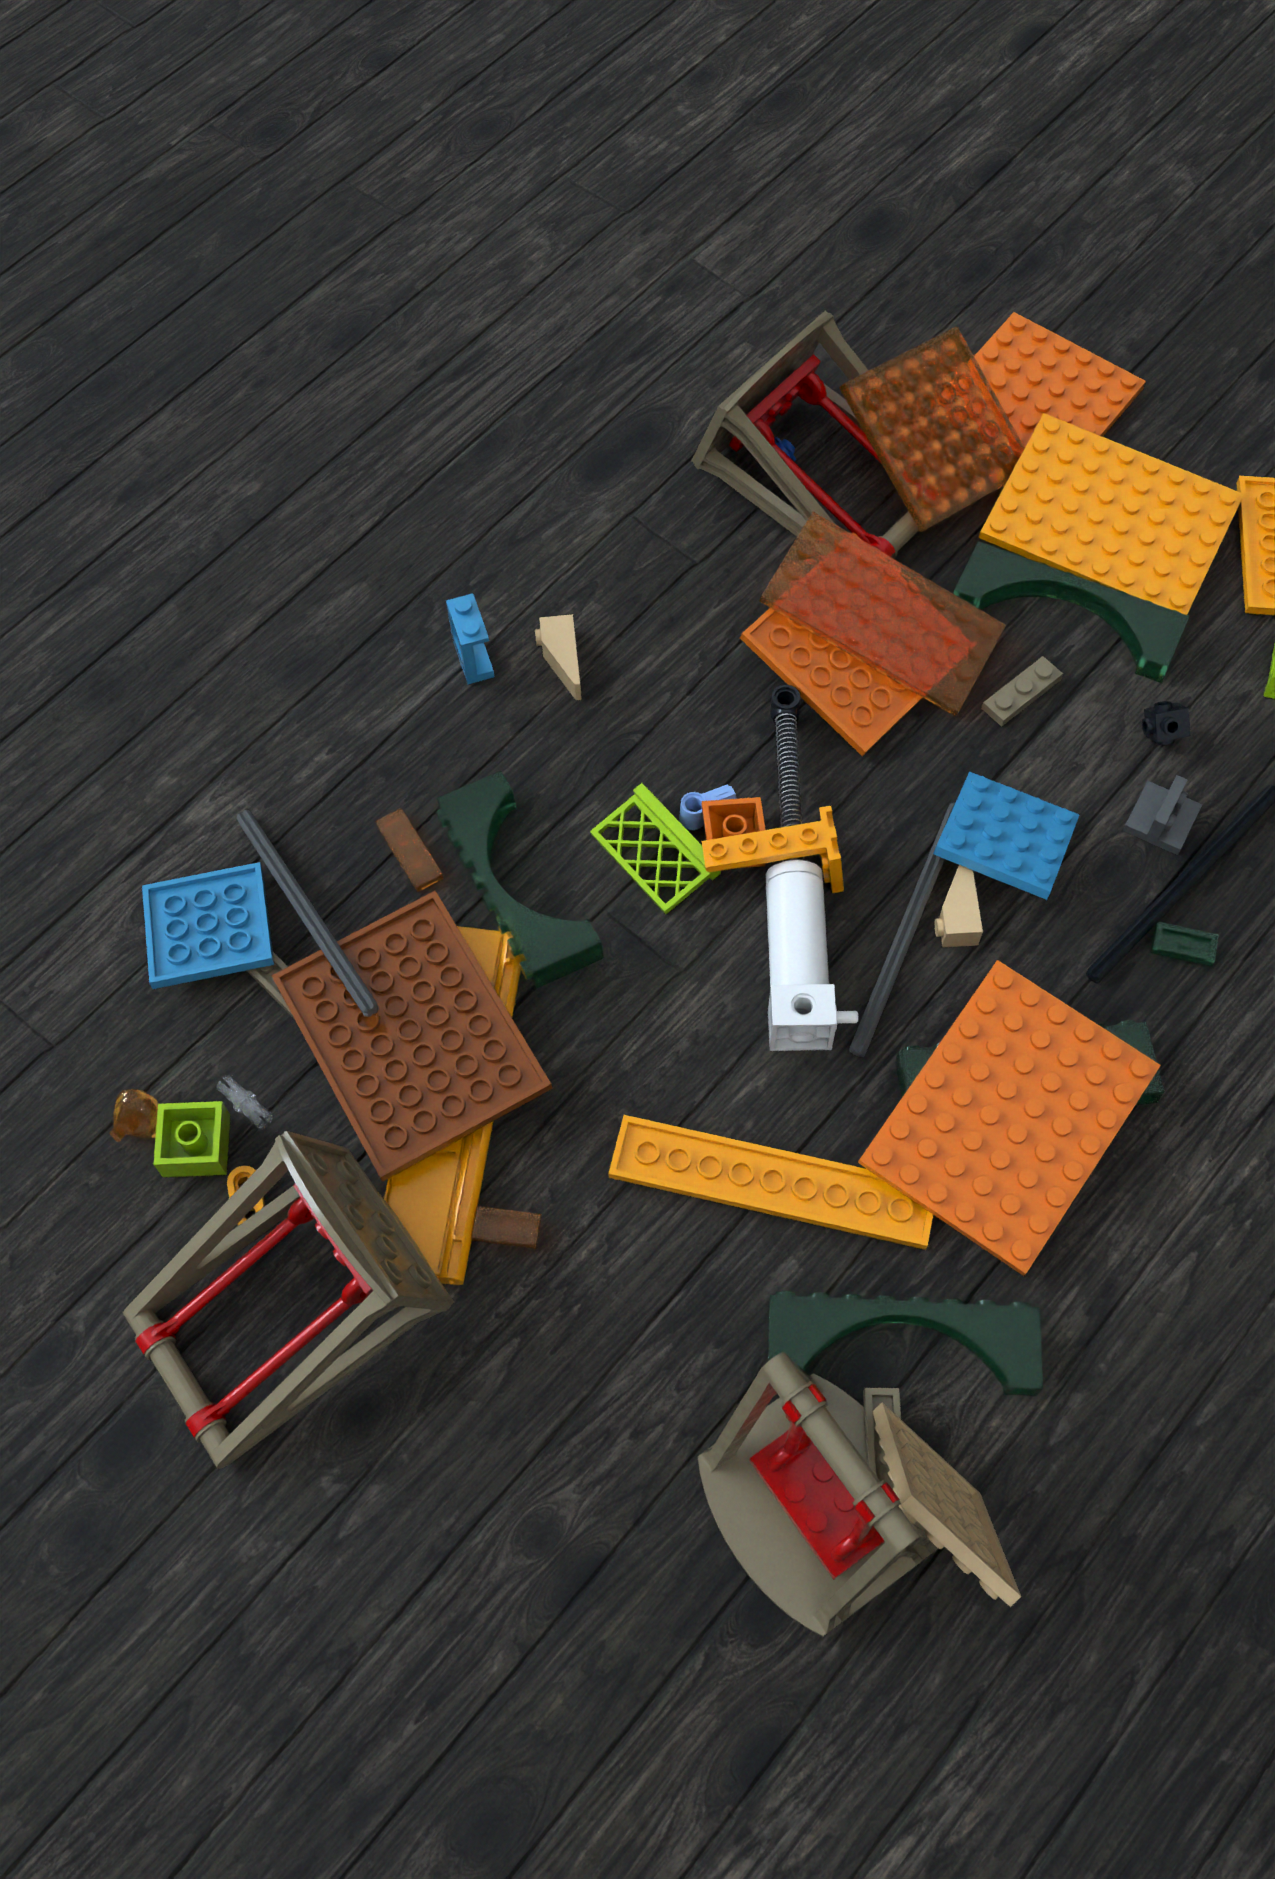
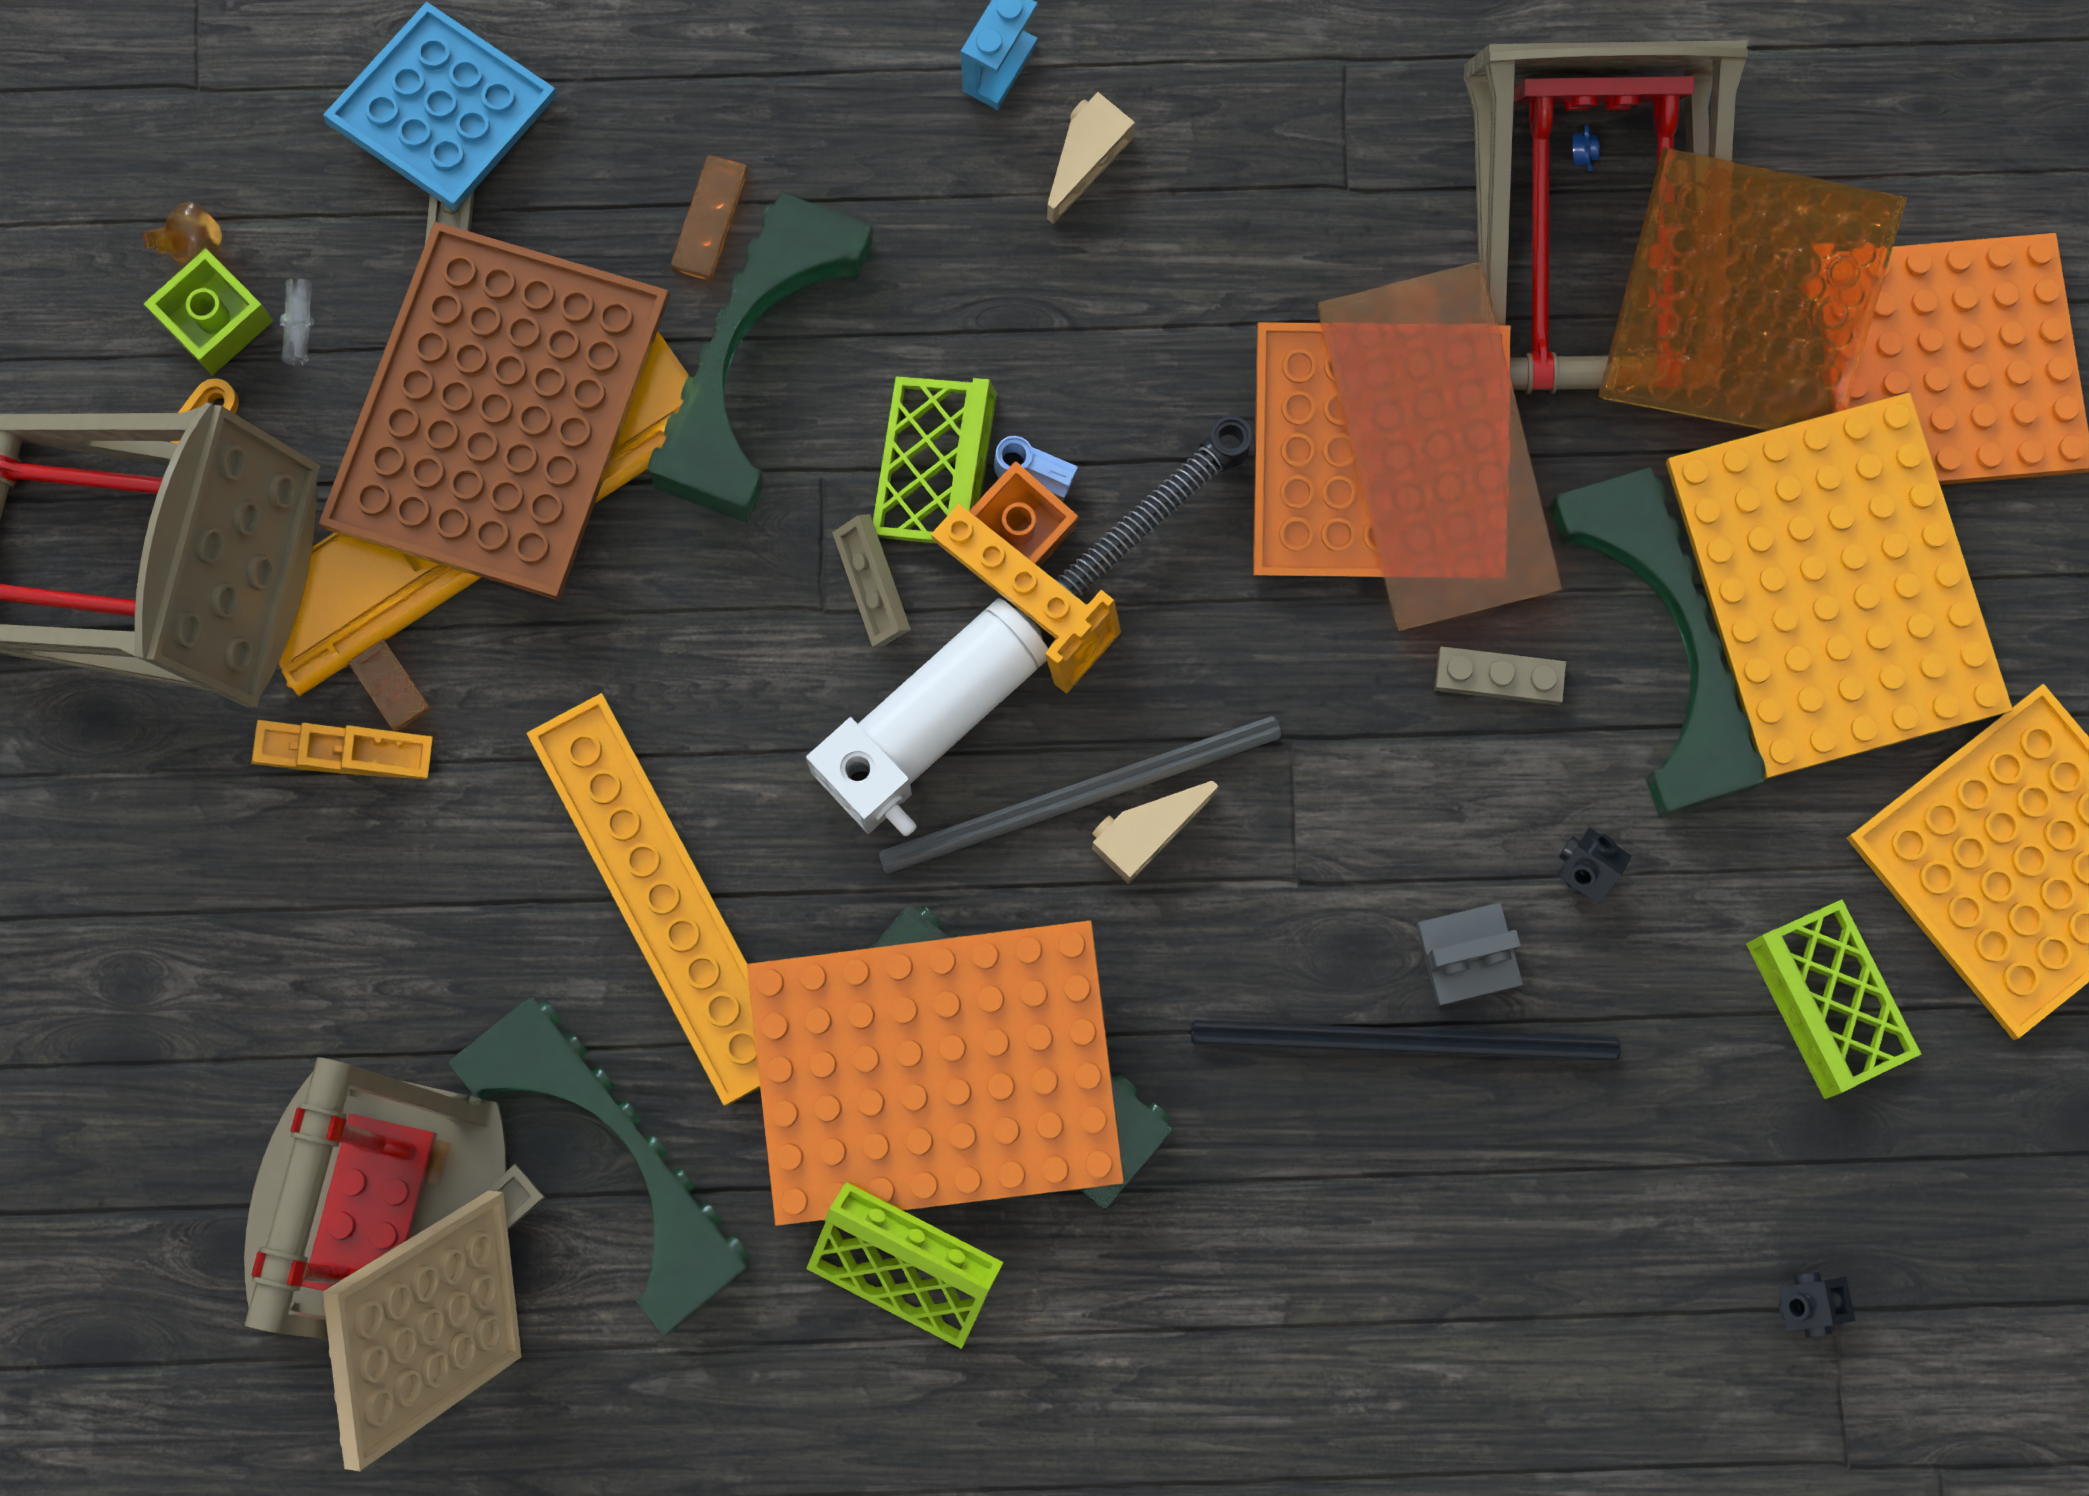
camera: 45 degrees right, 15 degrees up
(308, 914) = (531, 189): dark grey axle -> none
(518, 1286) = (342, 750): none -> light orange slope
(692, 929) = (871, 580): none -> dark tan plate
(1007, 835) = (1279, 807): dark azure plate -> none
(1106, 1201) = (913, 1245): none -> lime fence
(1184, 943) = (1320, 1098): clear green plate -> none

